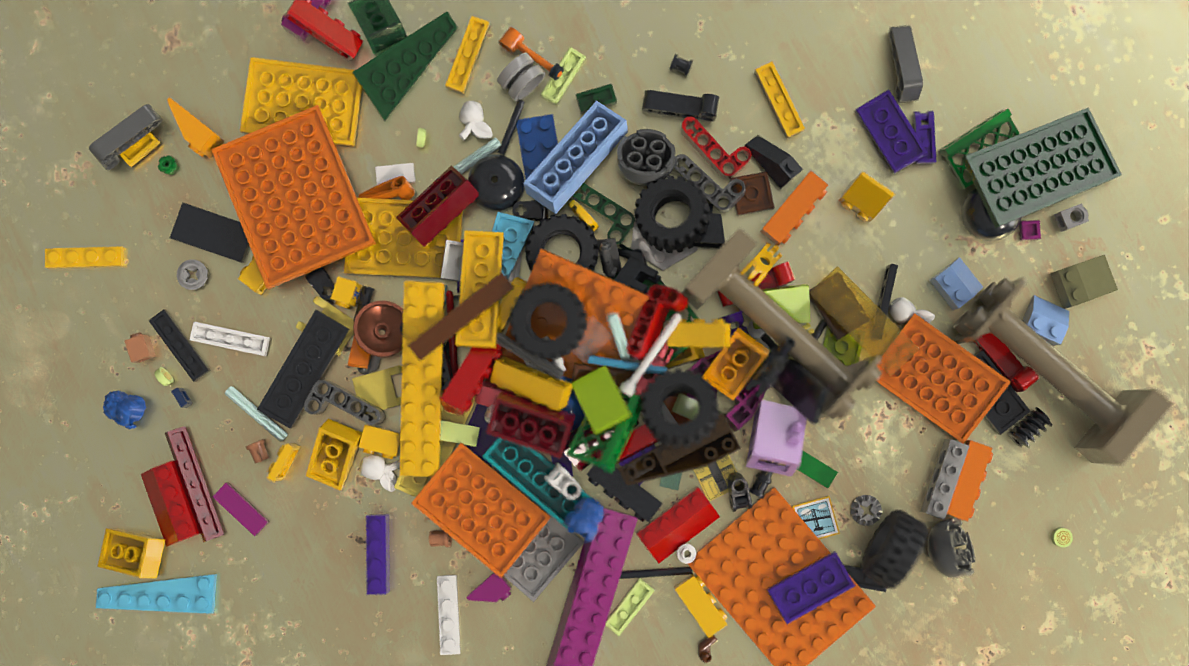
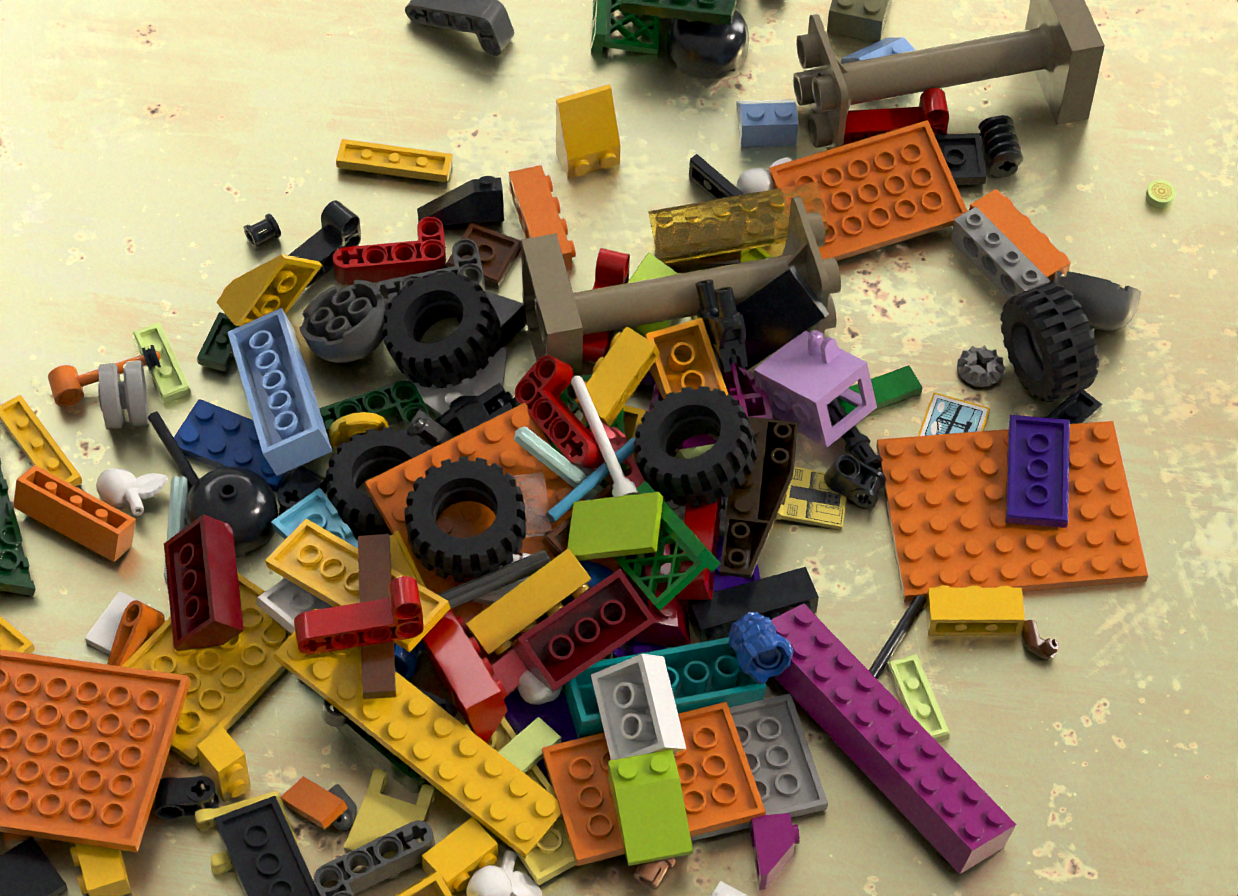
camera: 55 degrees left, 30 degrees down
(365, 298) = (259, 768): black axle -> none
(376, 317) = (309, 754): copper dish -> none
(421, 137) = (95, 560): yellowish green tile -> none
(437, 106) = (74, 513): none -> orange brick
(442, 316) = (363, 622): none -> red beam
(458, 522) = (649, 807): none -> lime slope
(504, 483) = (638, 707): none -> white slope
(562, 481) = (689, 643): white piece -> none
(630, 103) = (267, 288): none -> yellow slope
(671, 481) = (780, 551): clear light blue tile -> none
(677, 524) = (846, 574): red slope -> none
(680, 553) = (892, 588): white plate -> none
(759, 266) = (584, 275): yellow piece -> none
(891, 131) = (528, 75): dark purple tile -> none
(926, 134) = (564, 51): dark purple plate -> none
(1030, 230) = (760, 20): magenta tile -> none

